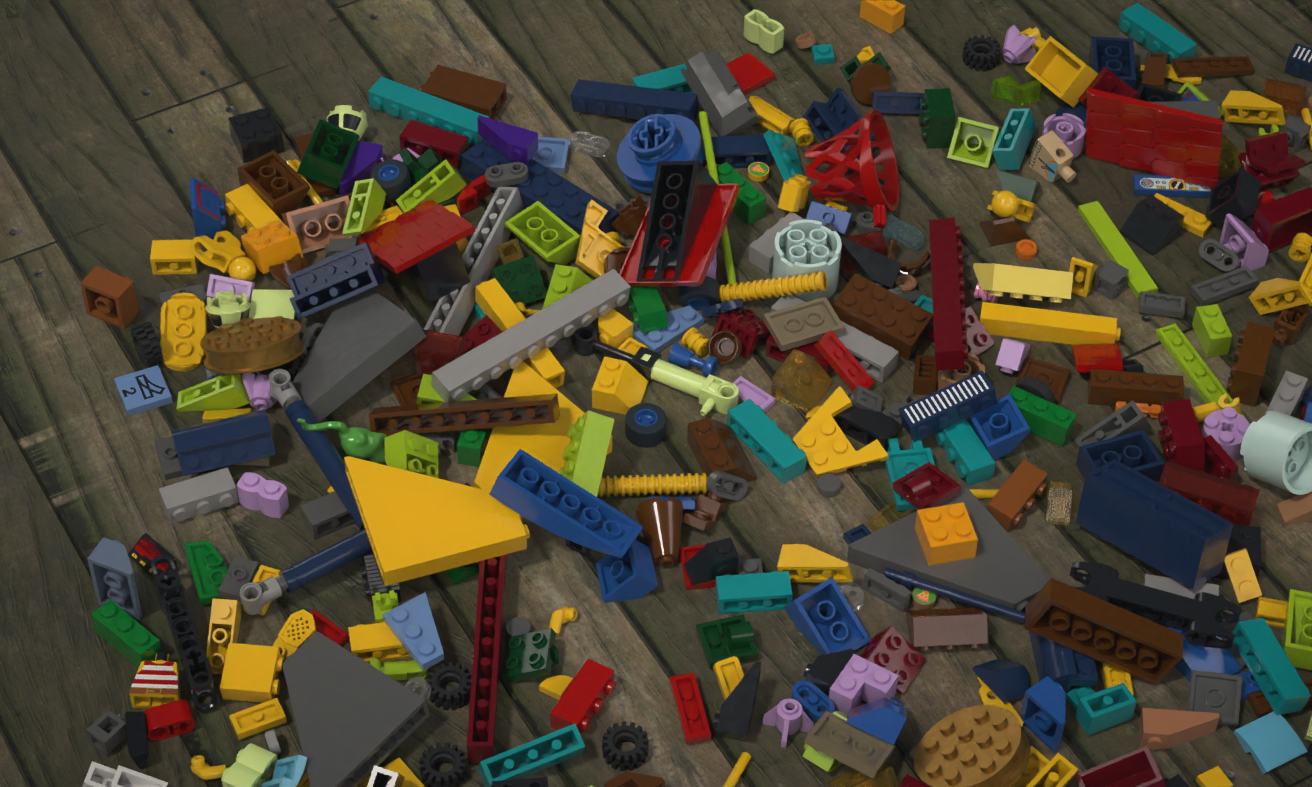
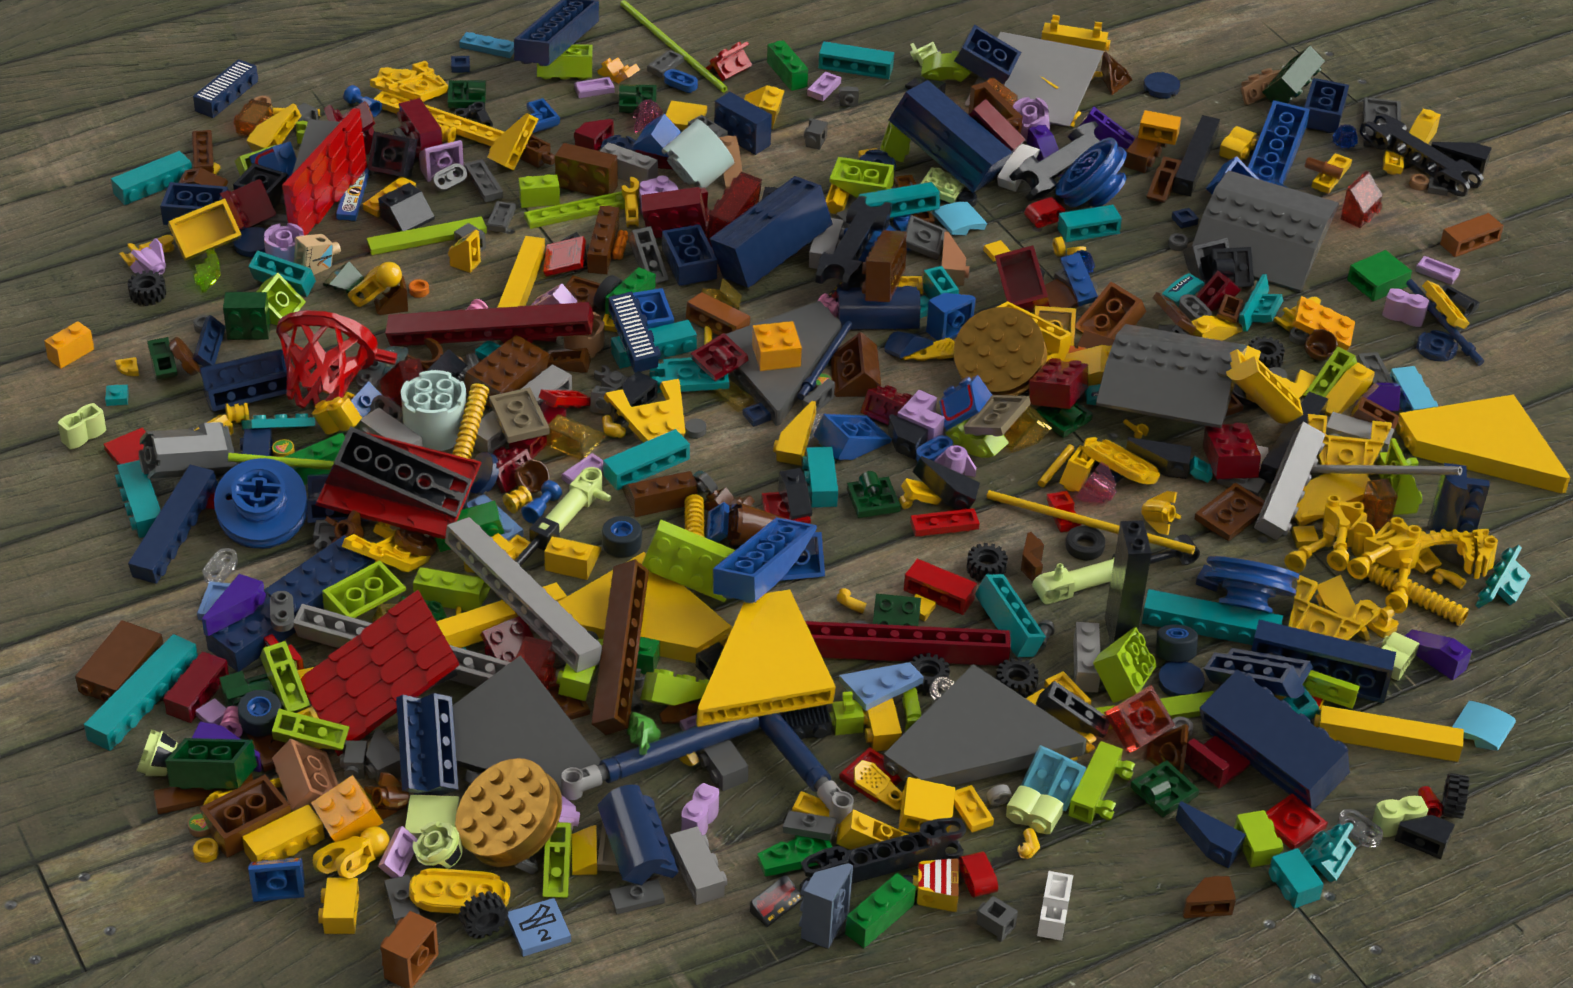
camera: 90 degrees left, 5 degrees down
(137, 737) = (1006, 891): black slope -> none
(256, 134) = (150, 839): black brick -> none
(805, 40) = (98, 399): medium nougat tile -> none
(1024, 281) = (474, 282): light yellow slope -> none

